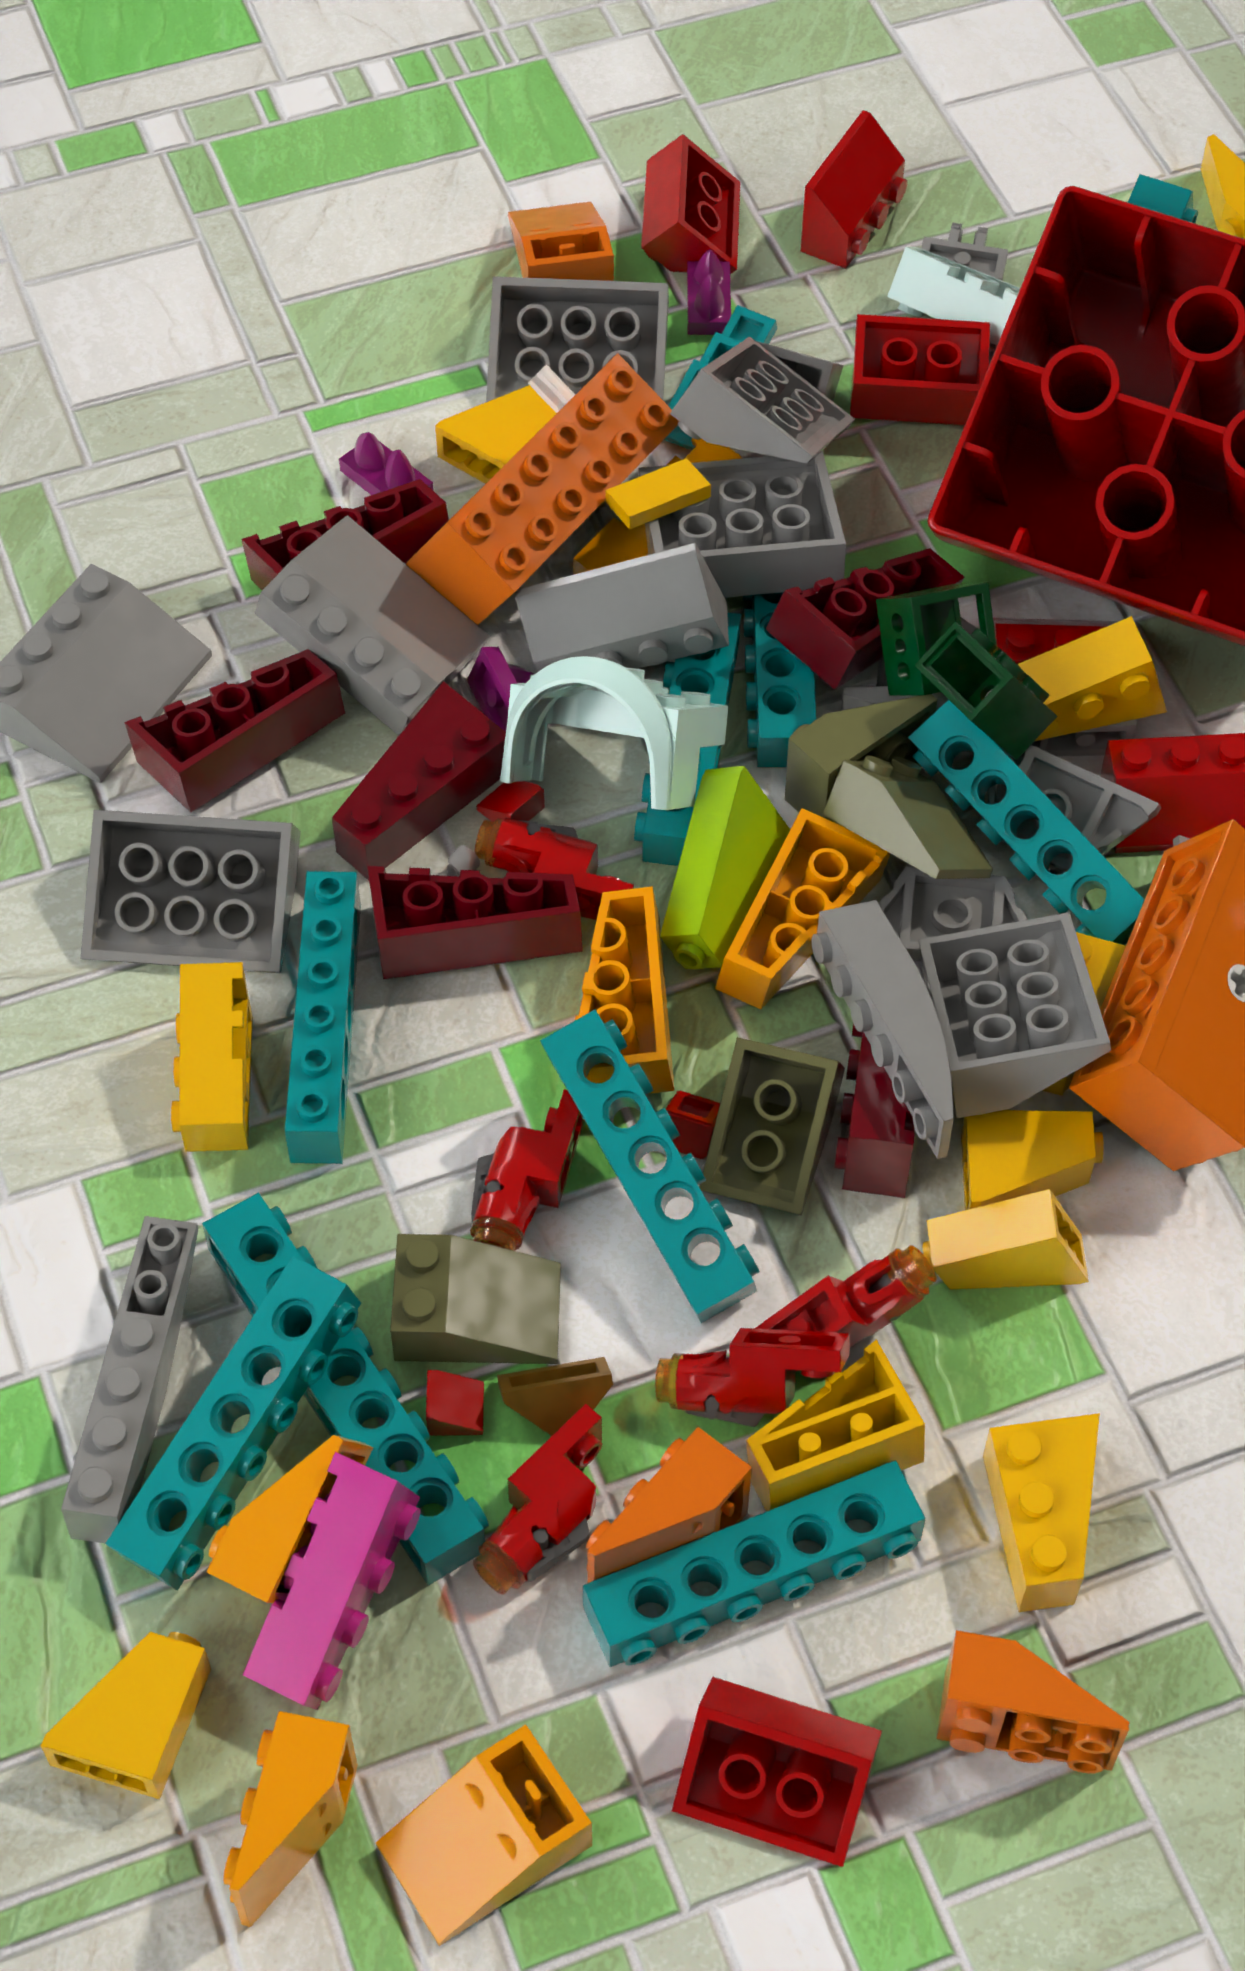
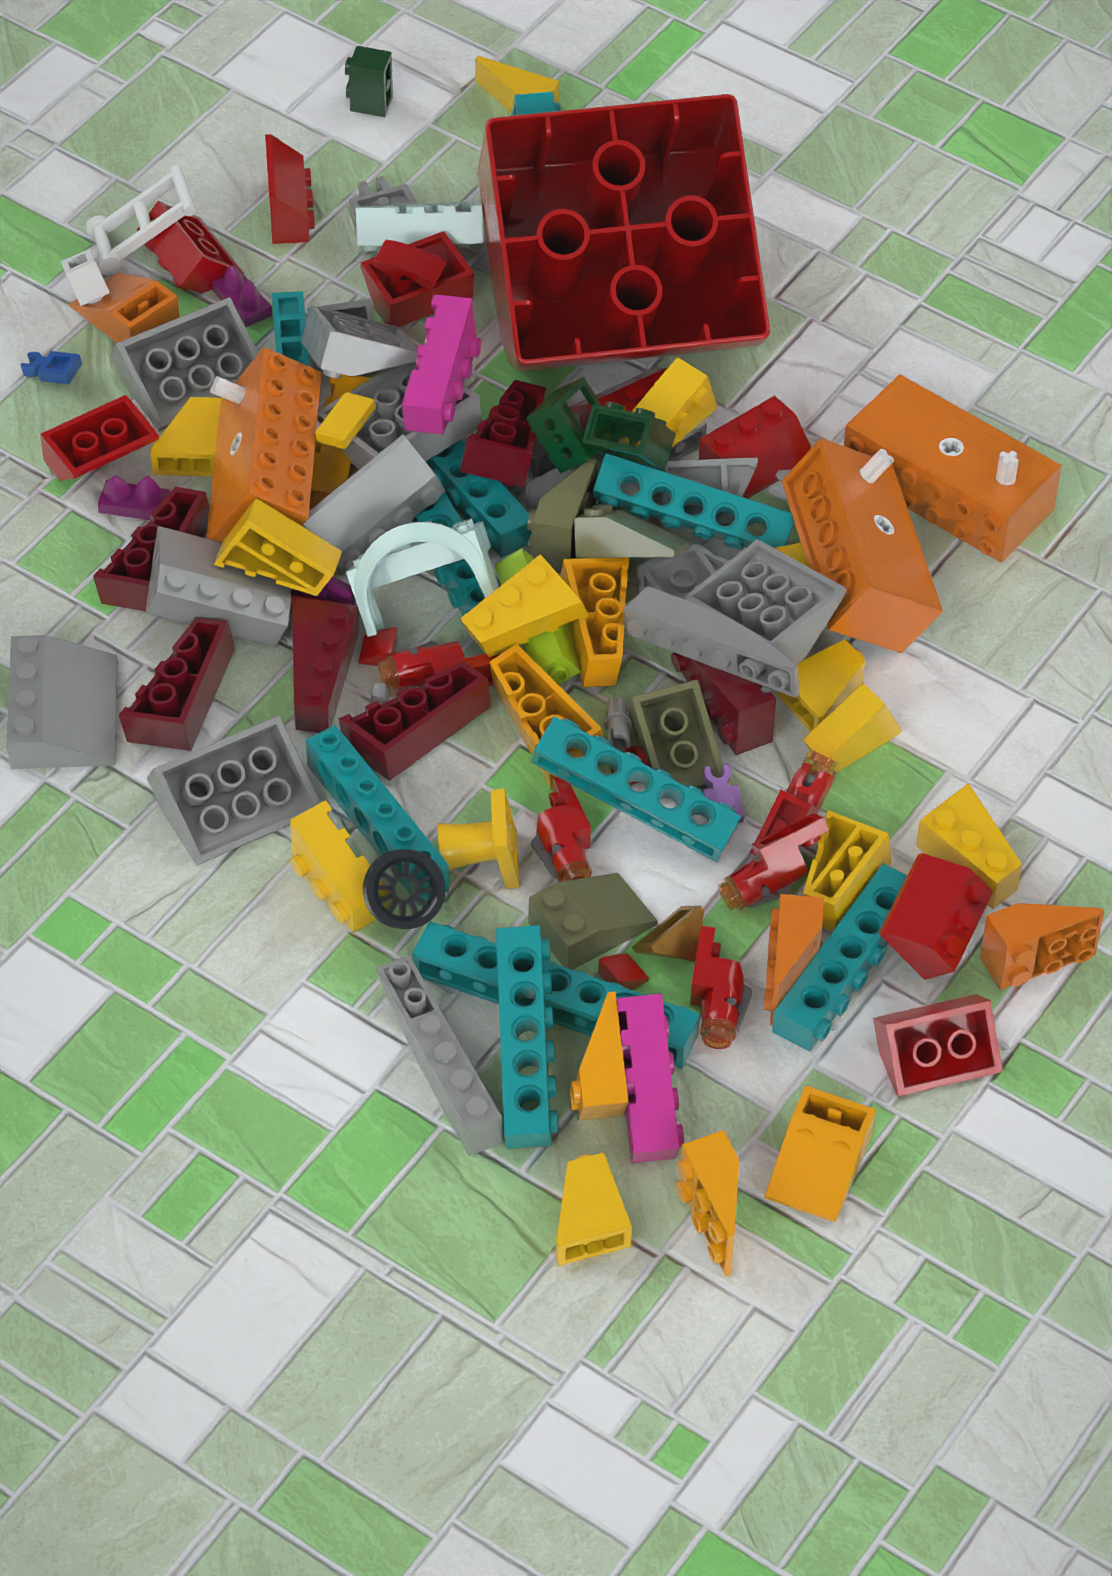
camera: 35 degrees left, 5 degrees down
(210, 1155) = (432, 875): none -> black wheel
(389, 378) = (96, 438): none -> red slope
(426, 1134) = (484, 841): none -> yellow plant
(427, 279) = (55, 368): none -> blue plate
(455, 615) = (279, 549): none -> yellow wedge
(533, 183) = (85, 277): none -> white slope
(615, 140) = (100, 226): none -> white piece
(682, 843) = (522, 608): none -> yellow wedge
(711, 1064) = (618, 724): none -> light grey axle
(770, 1239) = (721, 791): none -> medium lavender plate
(816, 481) = (441, 365): none -> dark pink wedge
(908, 1578) = (935, 915): none -> red slope
(911, 340) = (403, 259): none -> red slope
(1057, 107) = (369, 81): none -> dark green brick

